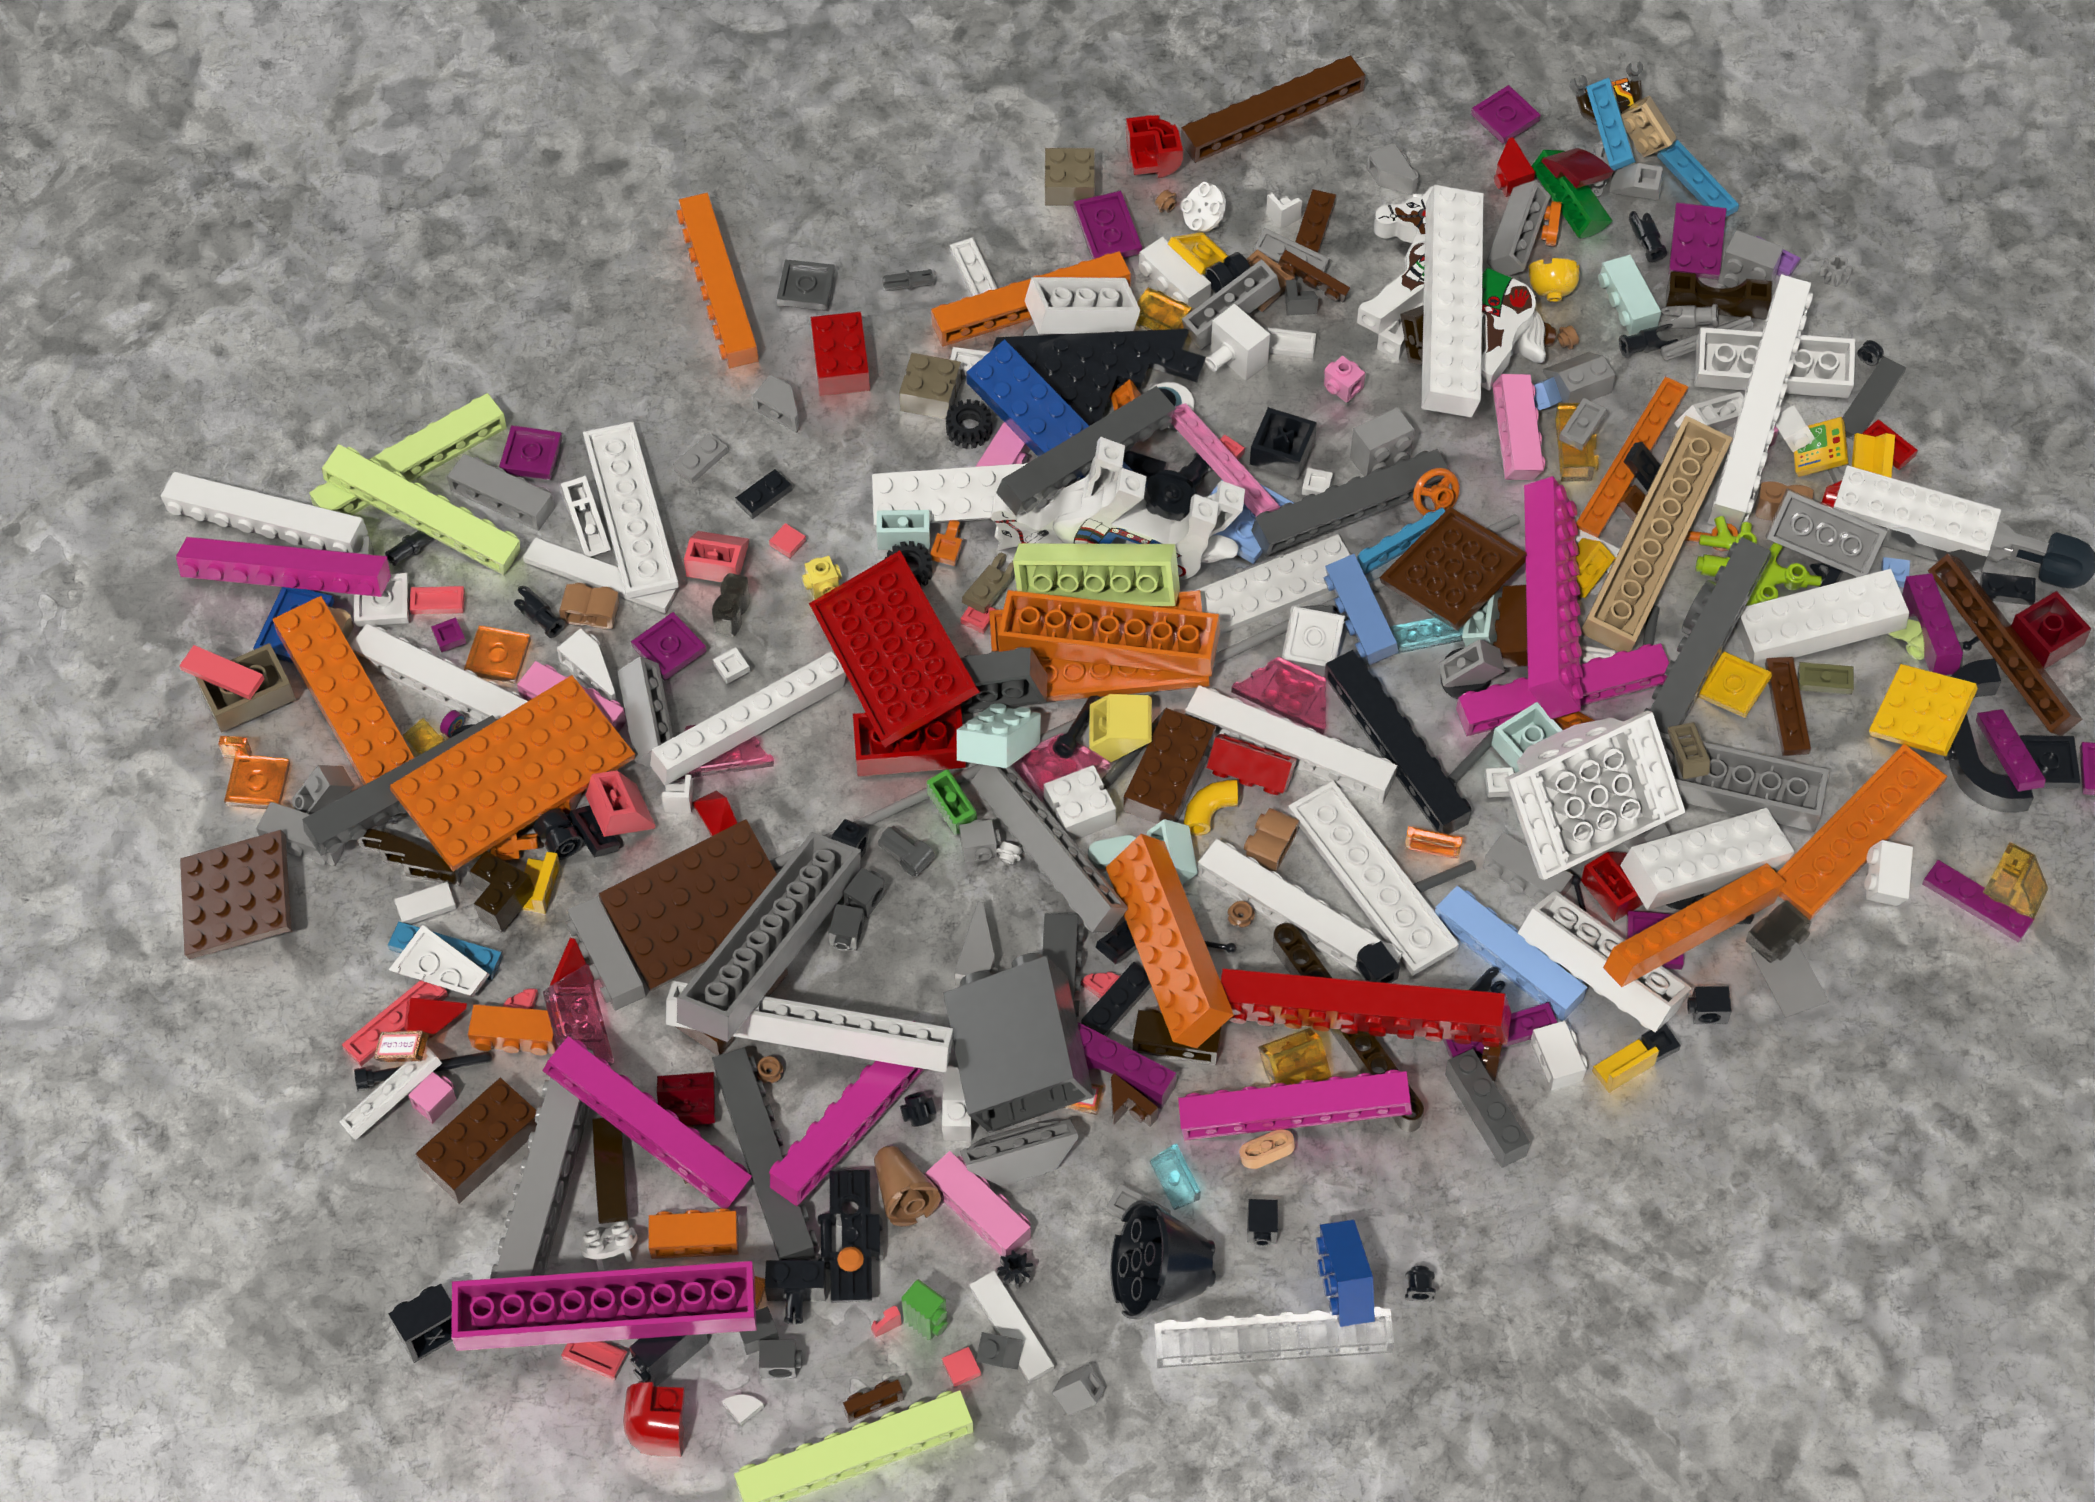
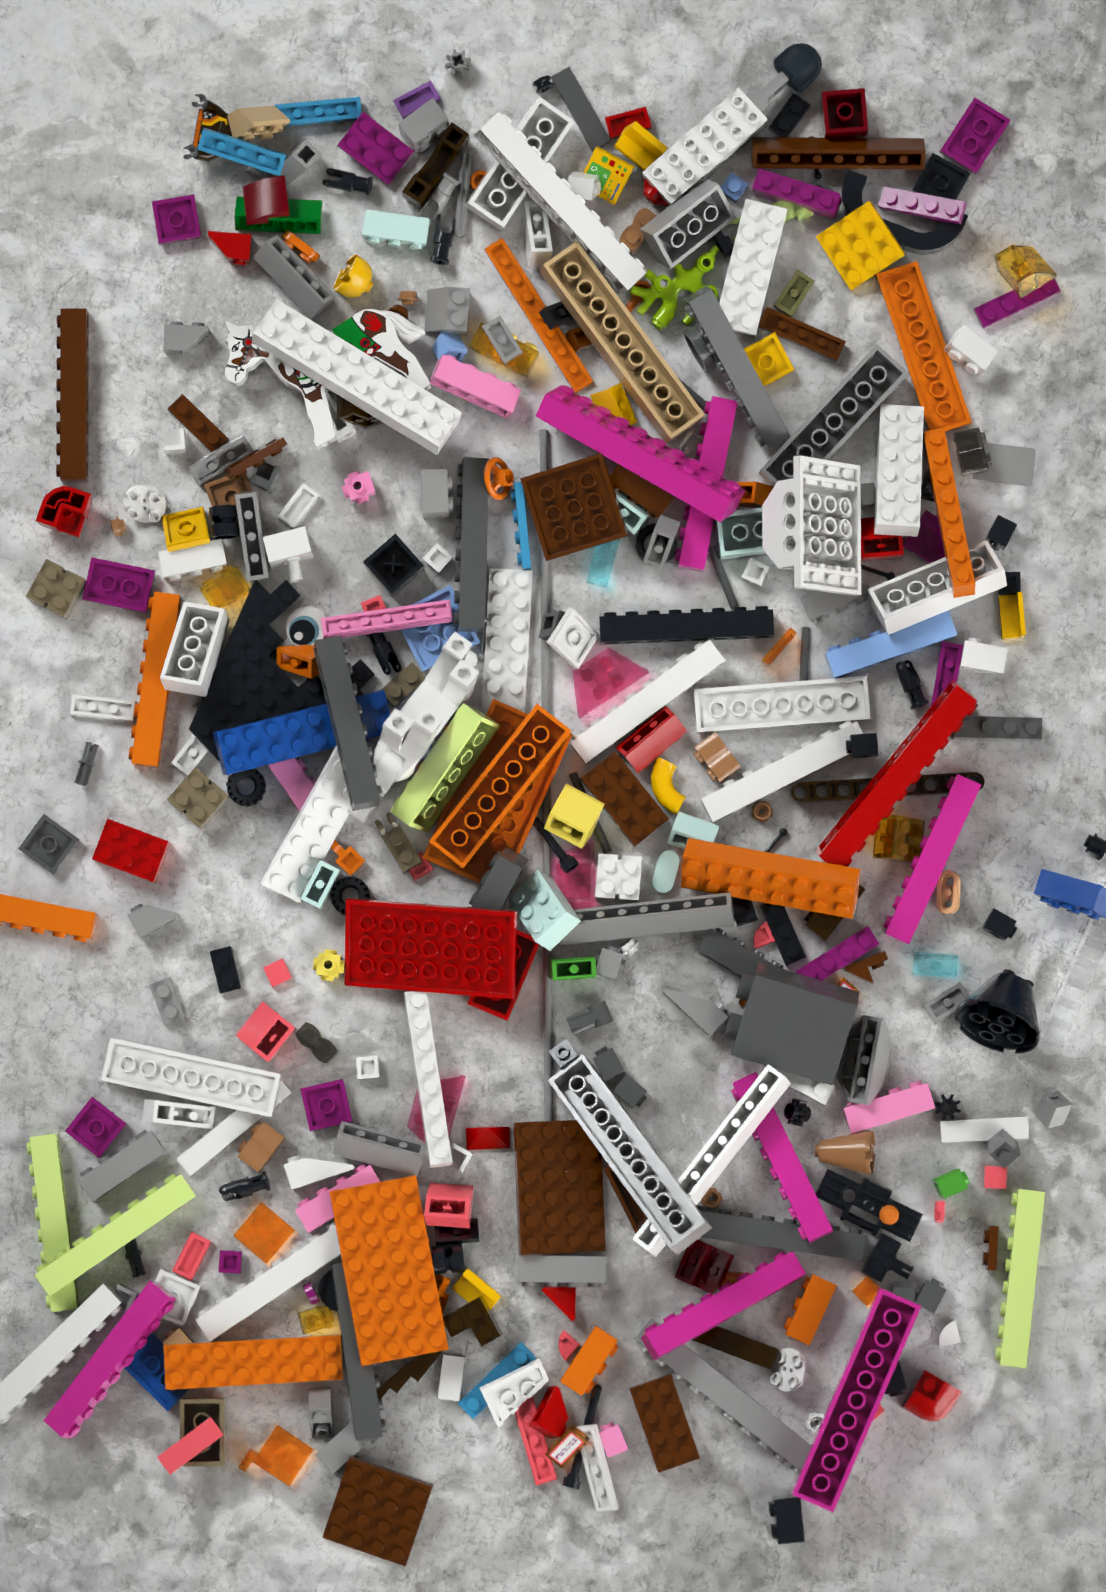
camera: 60 degrees left, 25 degrees up
(577, 1013) = (605, 1312): clear pink wing -> none
(1160, 503) = (423, 674): black plate -> none
(1361, 609) = (570, 591): medium blue brick -> none
(1694, 765) = (810, 439): dark tan slope -> none

